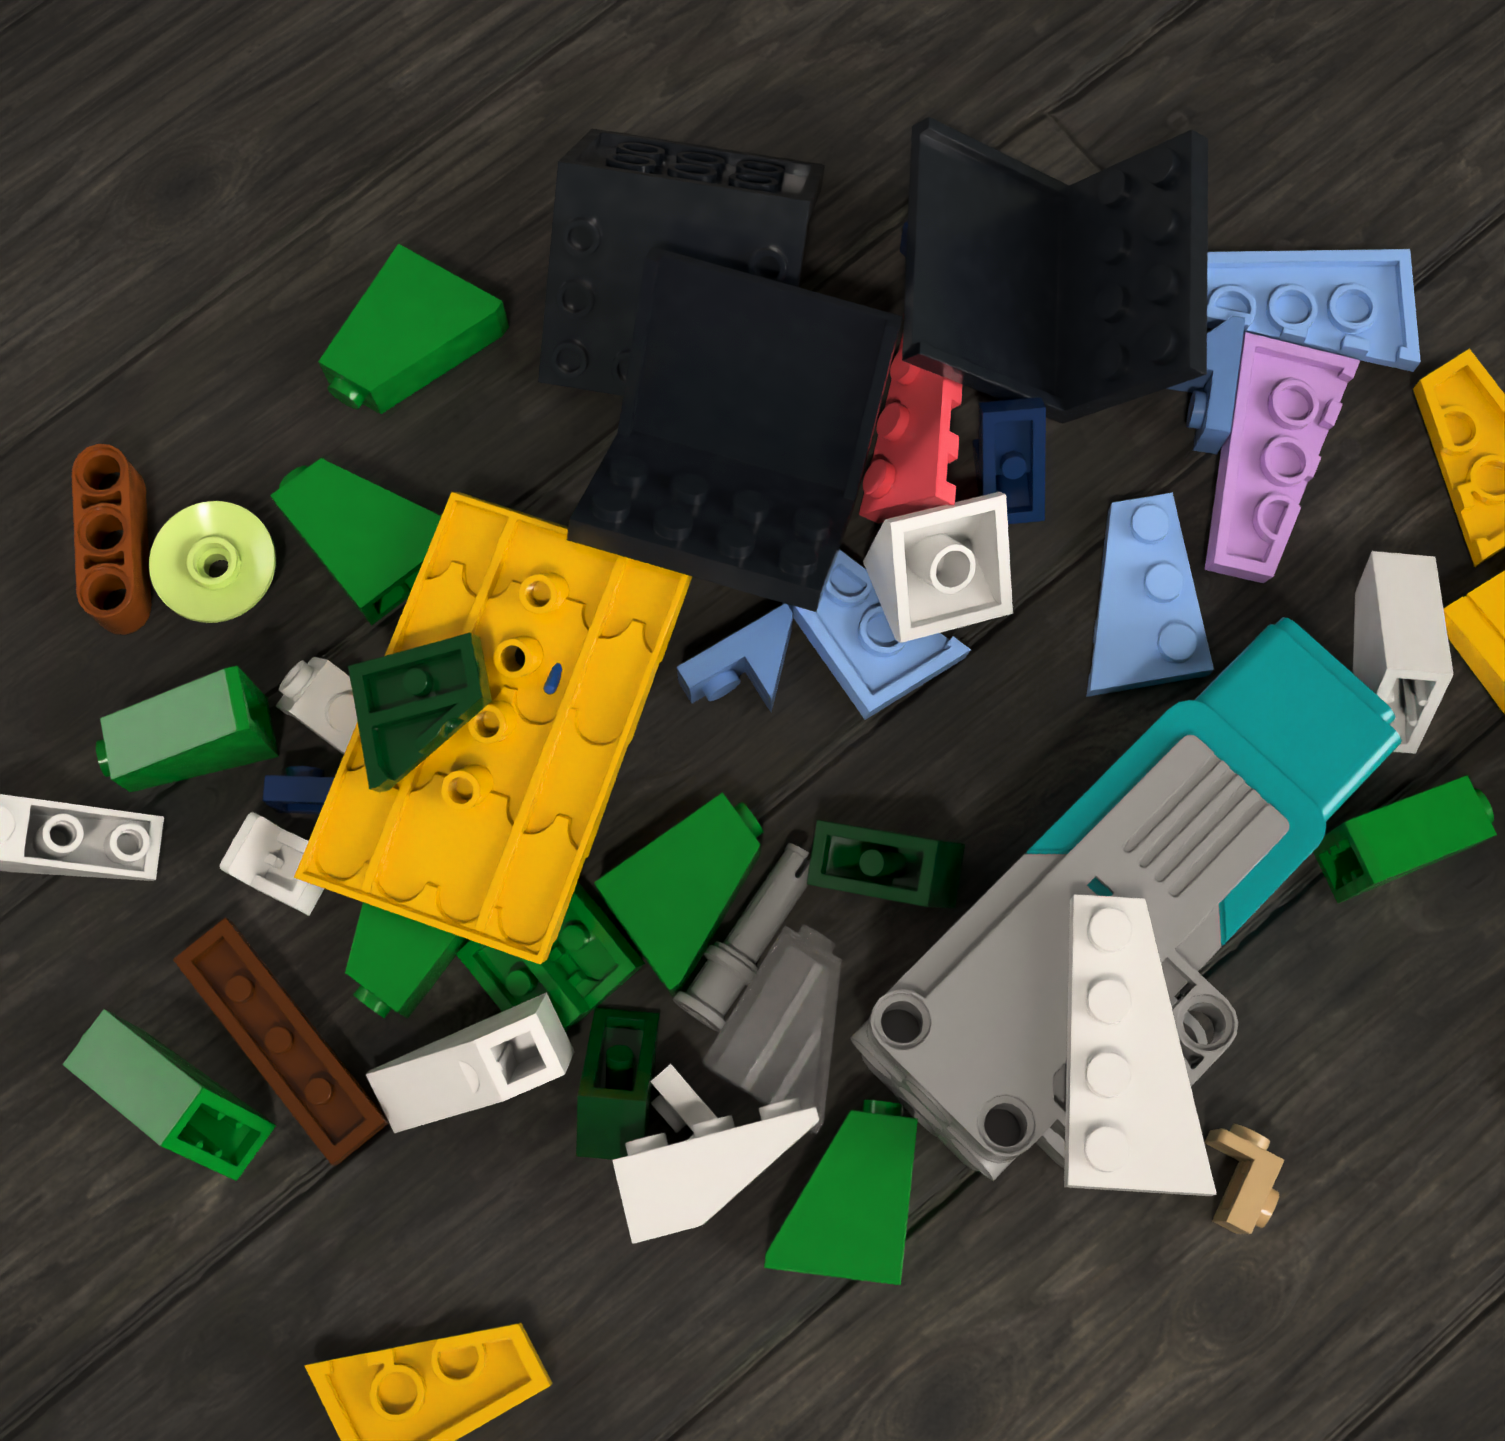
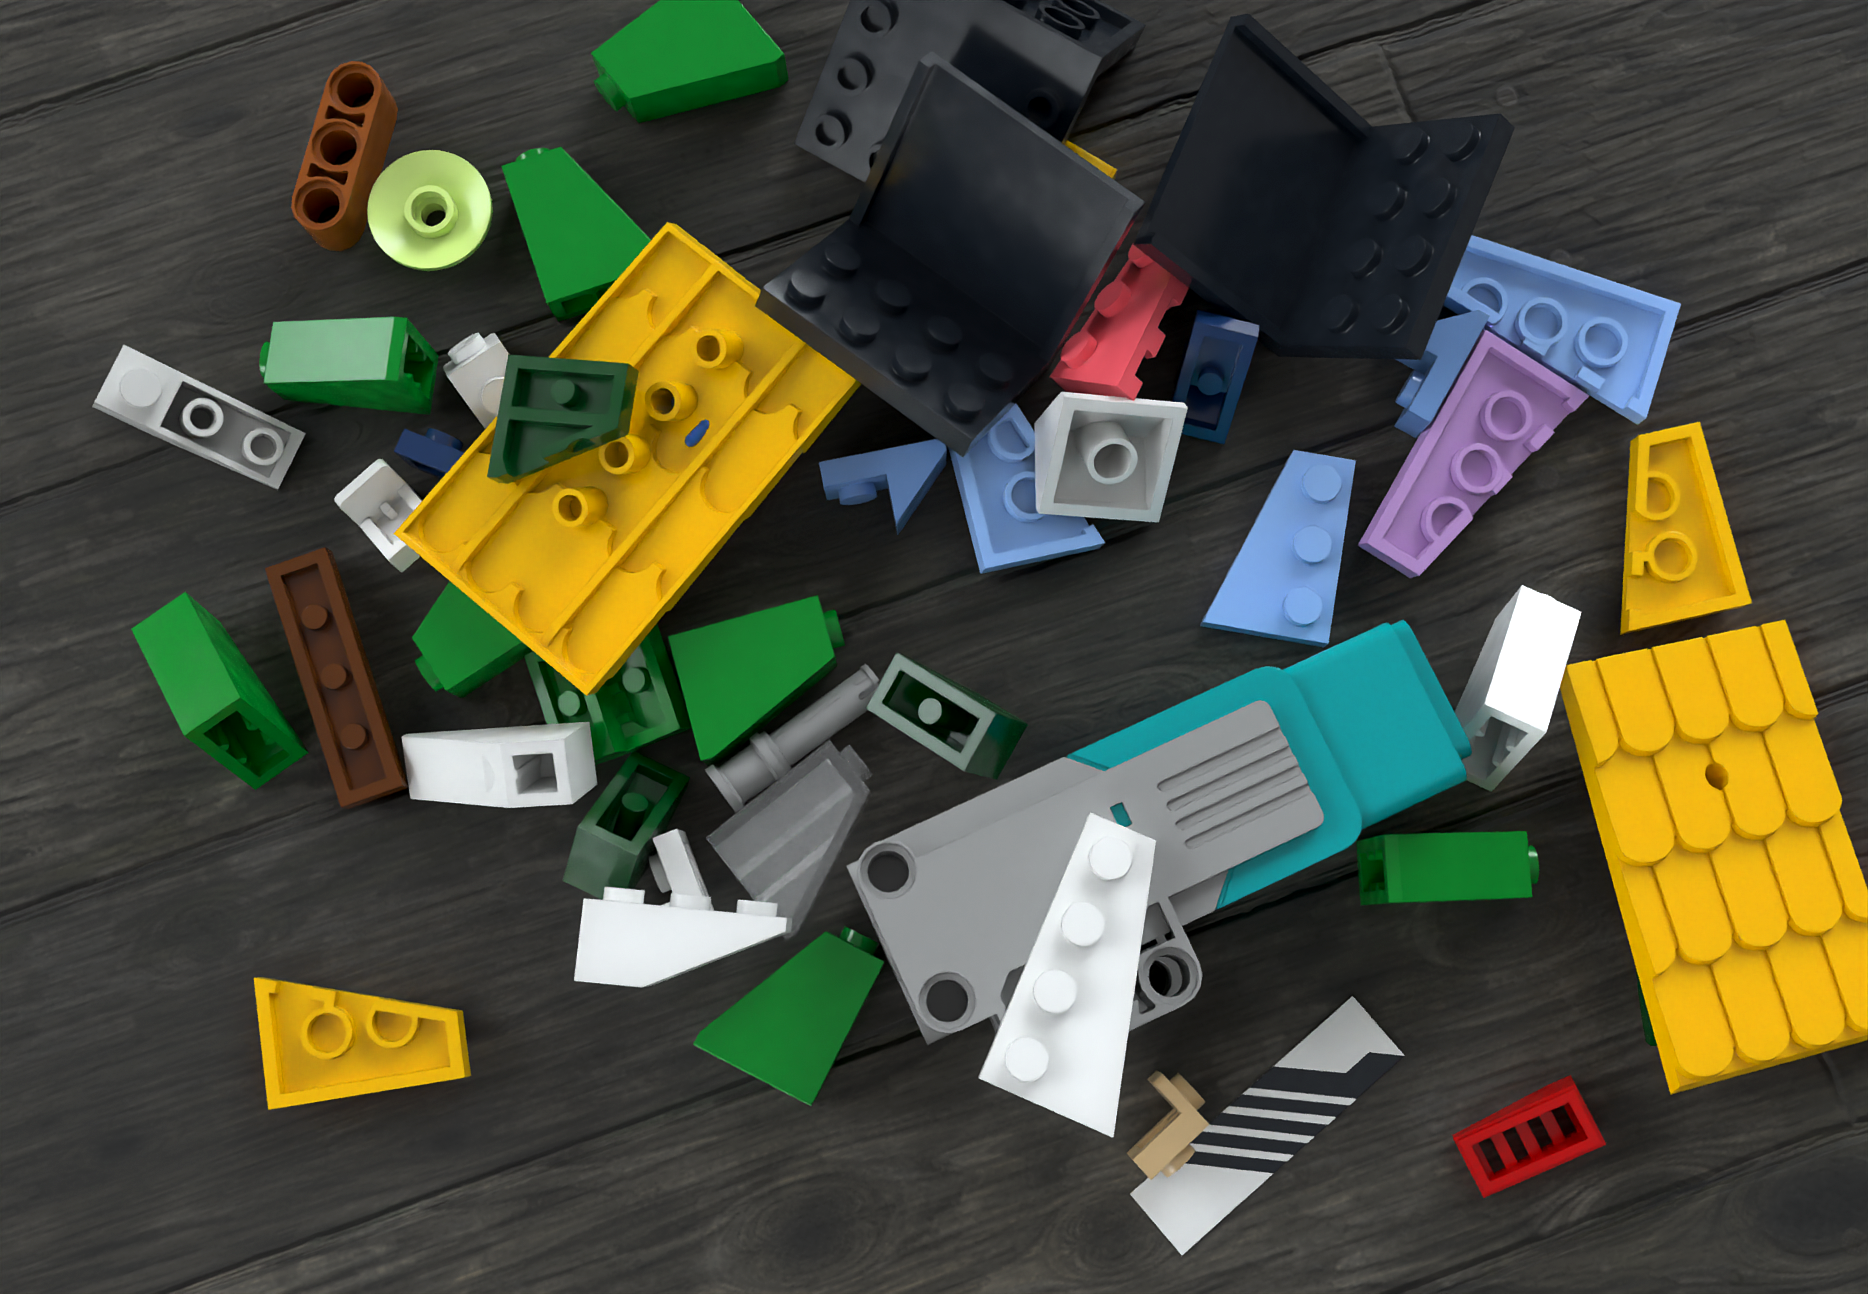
camera: 20 degrees right, 5 degrees up
(1335, 1143) = (1269, 1124): none -> white sticker

